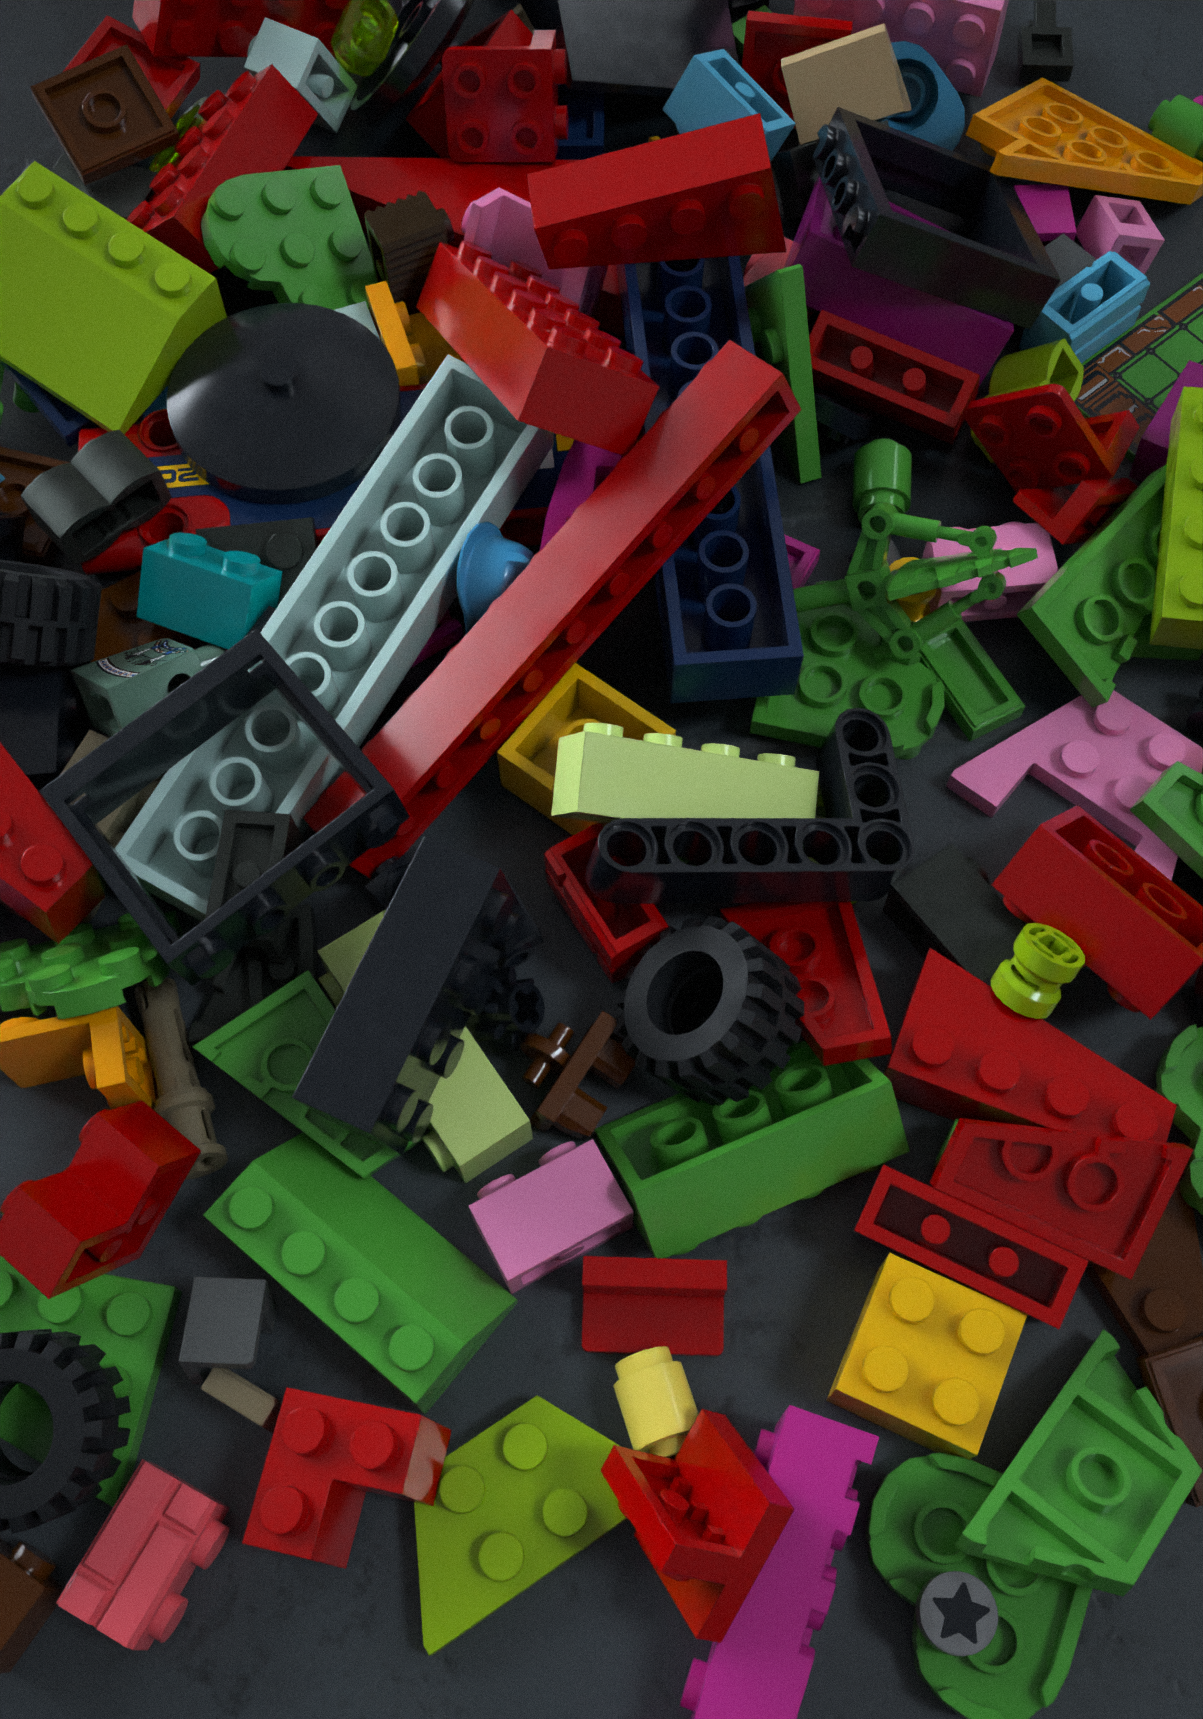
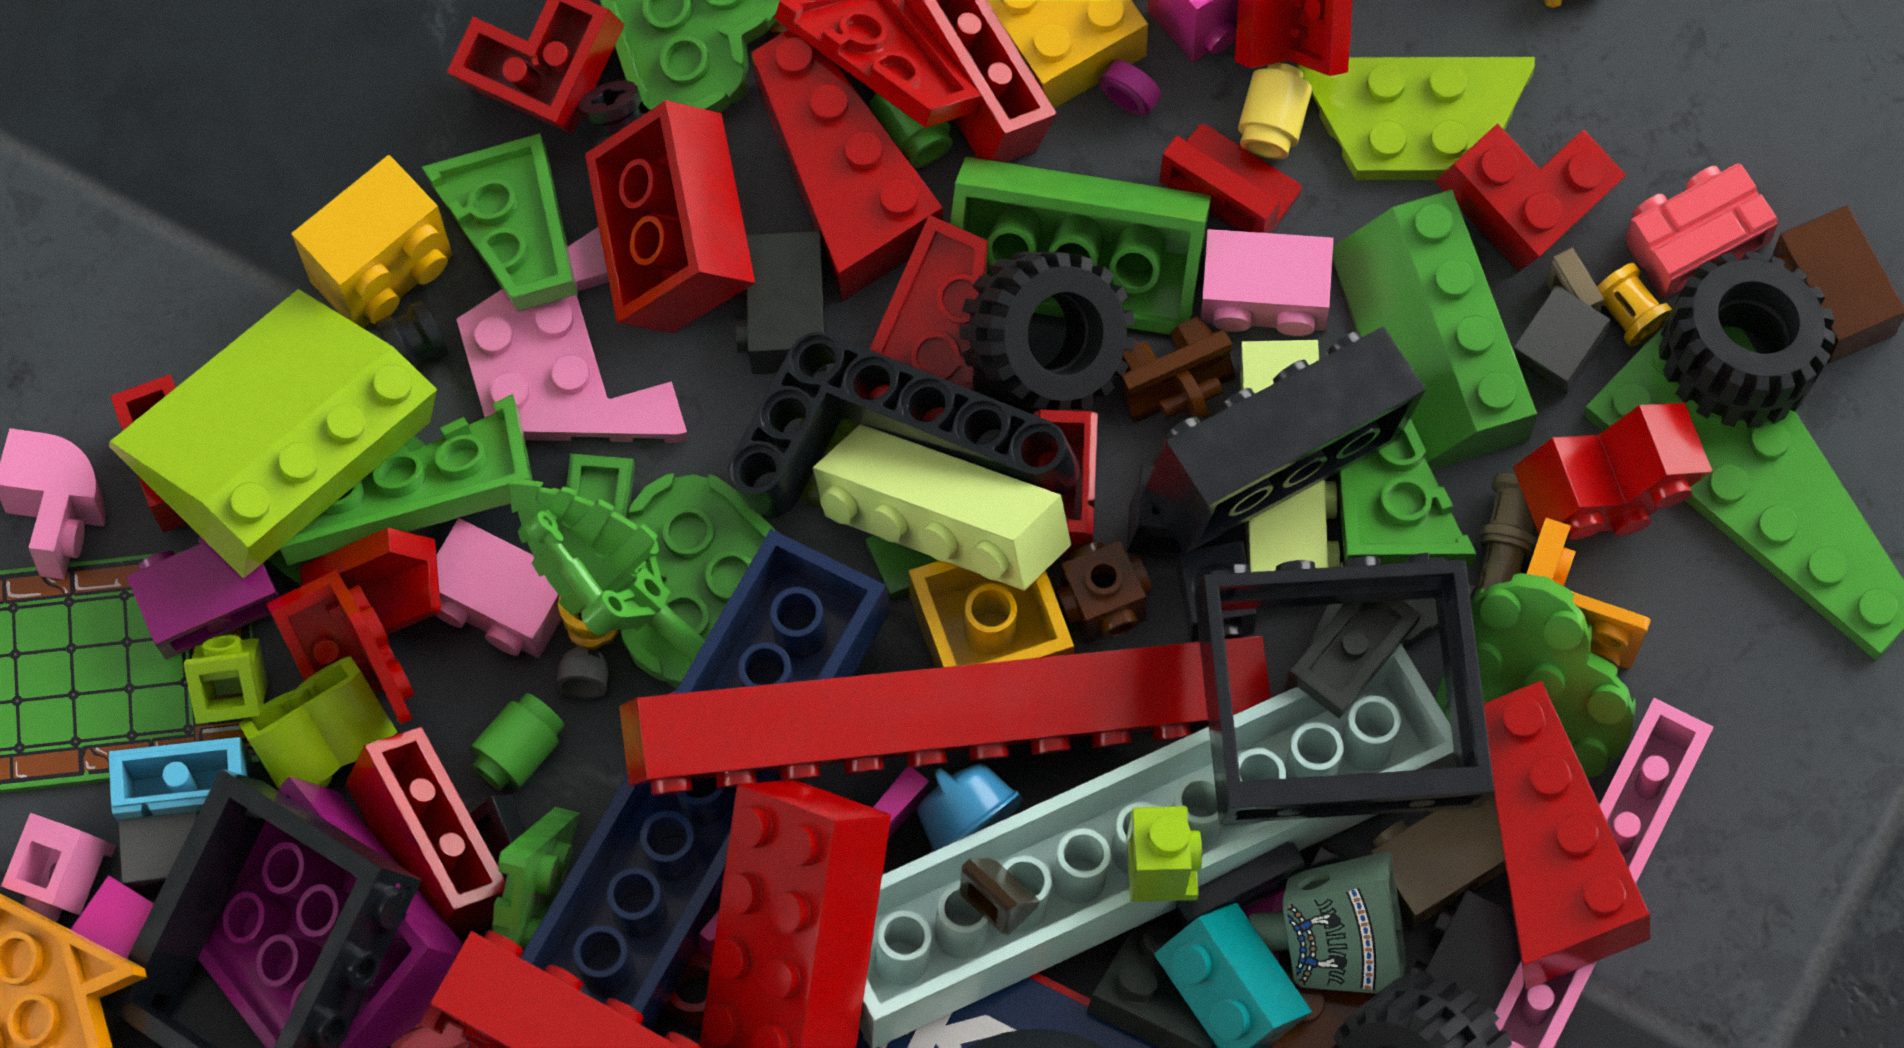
camera: 145 degrees left, 5 degrees up
(179, 1423) = (1633, 304): none -> yellow bush
(297, 580) = (1162, 855): none -> lime brick
(413, 482) = (996, 893): none -> dark brown slope
(514, 837) = (1099, 610): none -> reddish brown brick
(811, 1332) = (1130, 88): none -> magenta tile
(1038, 969) = (776, 196): lime wheel -> none
(1120, 380) = (225, 668): none -> lime brick

